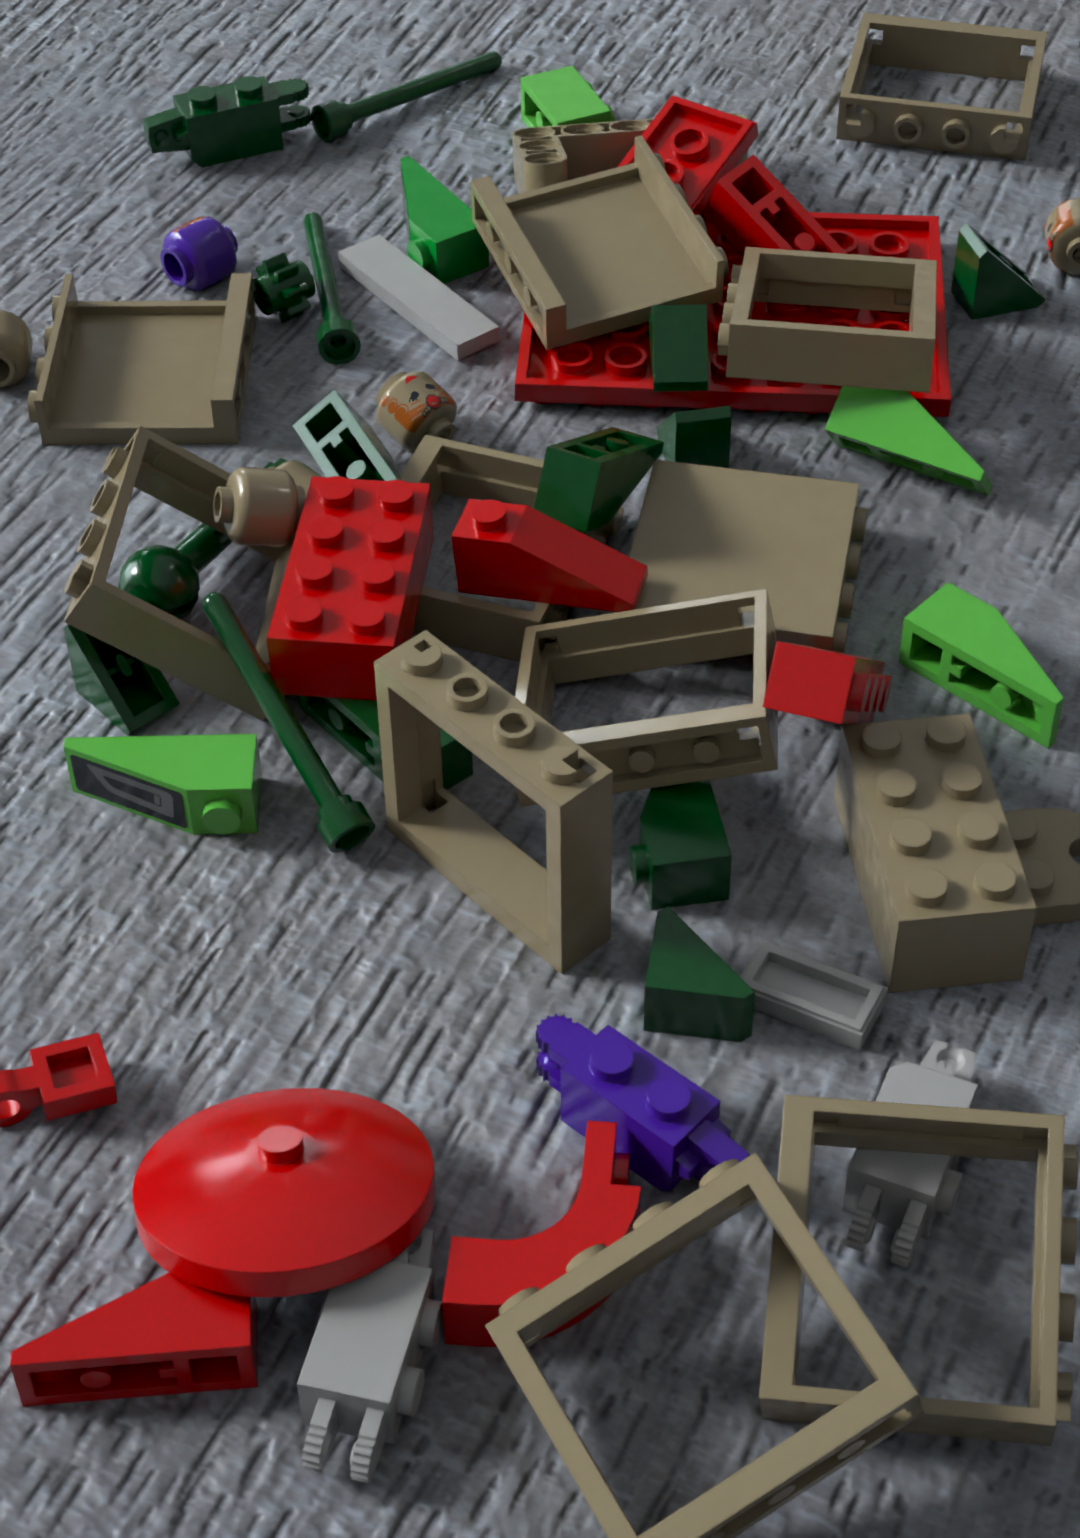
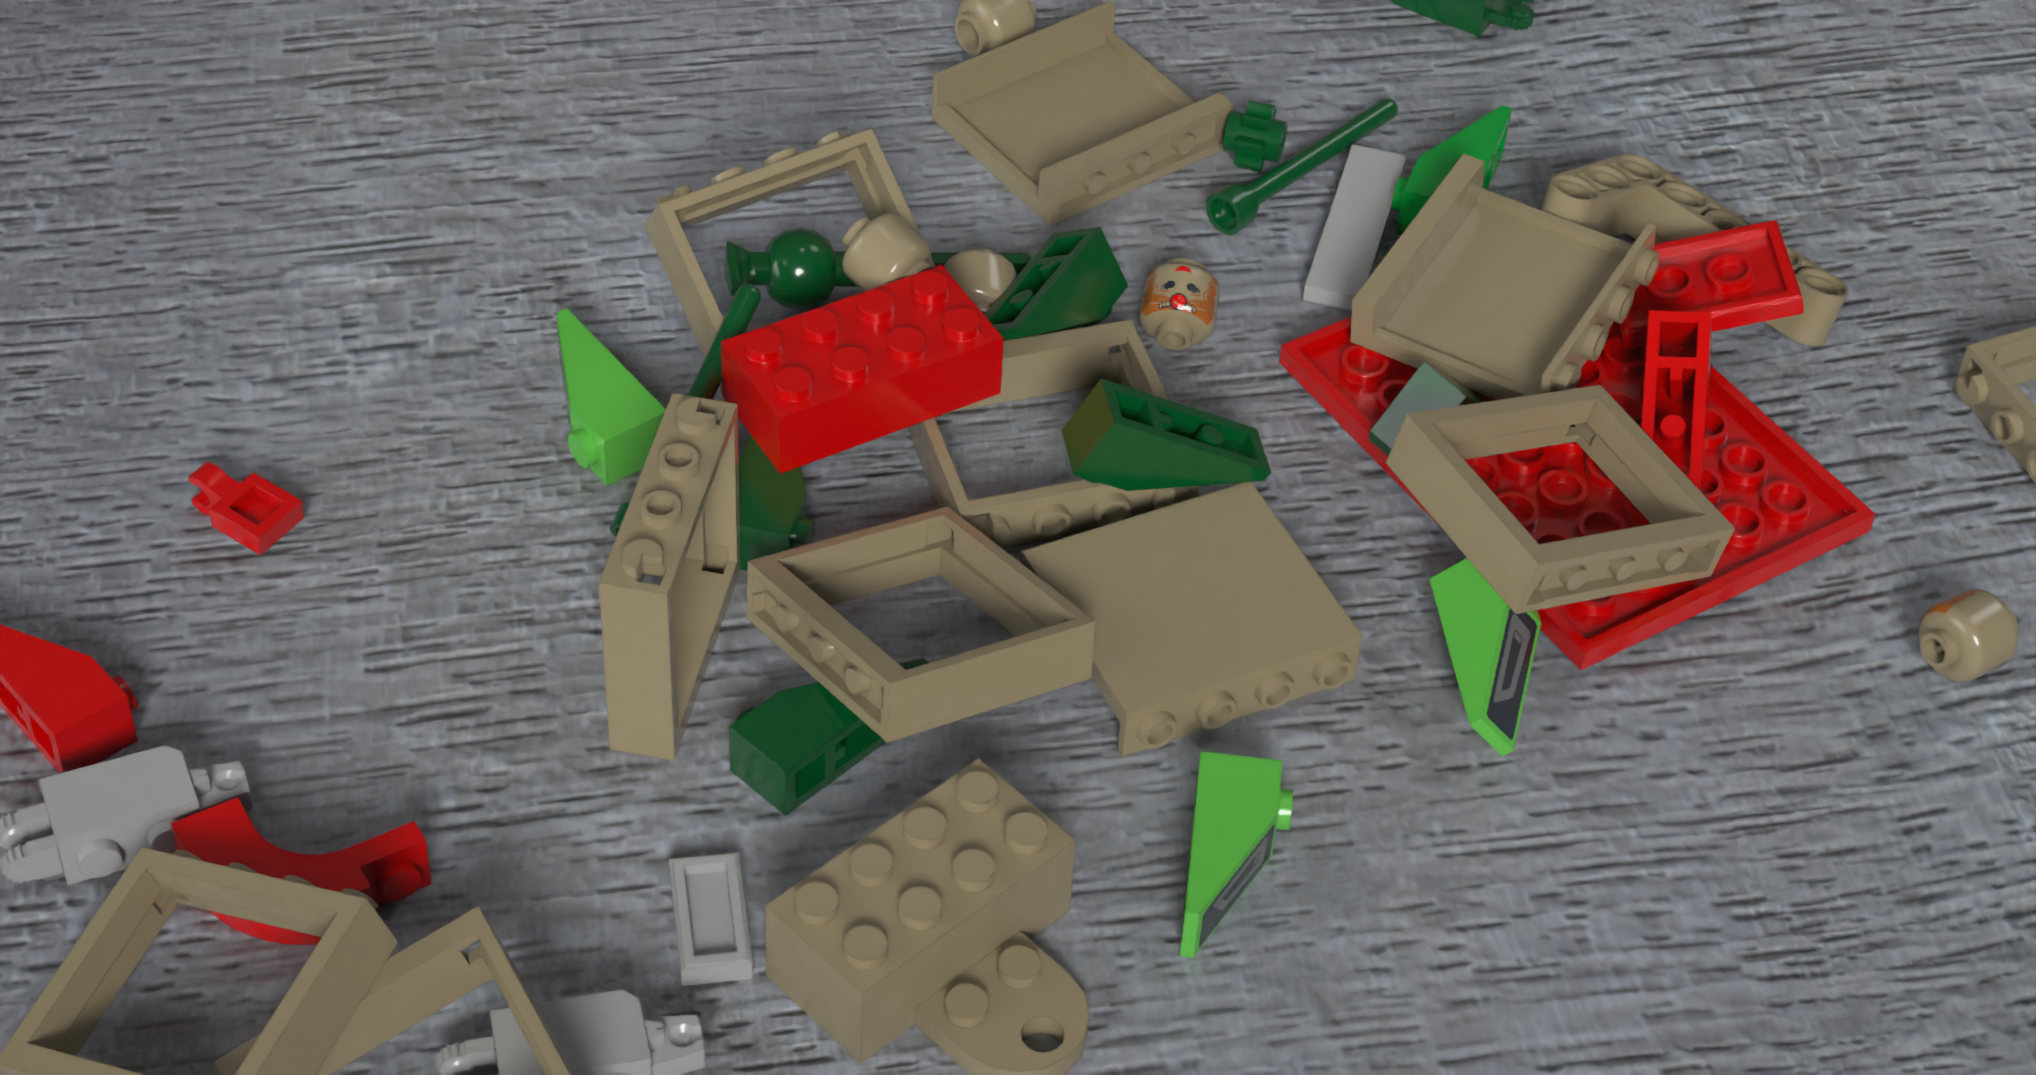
camera: 50 degrees right, 0 degrees up
(116, 682) = (668, 326): dark green slope -> none
(199, 253) = (1247, 64): dark purple head -> none
(284, 1192) = (221, 683): red dish -> none
(334, 118) = (1547, 41): dark green piece -> none
(534, 558) = (1014, 467): red slope -> none
(561, 99) = (1737, 167): bright green brick -> none
(659, 1113) = (471, 840): dark purple hinge -> none
(692, 987) = (638, 819): dark green slope -> none
(697, 436) = (1329, 506): dark green slope -> none
(826, 684) = (1012, 720): red brick -> none
(987, 280) = (1826, 601): dark green slope -> none

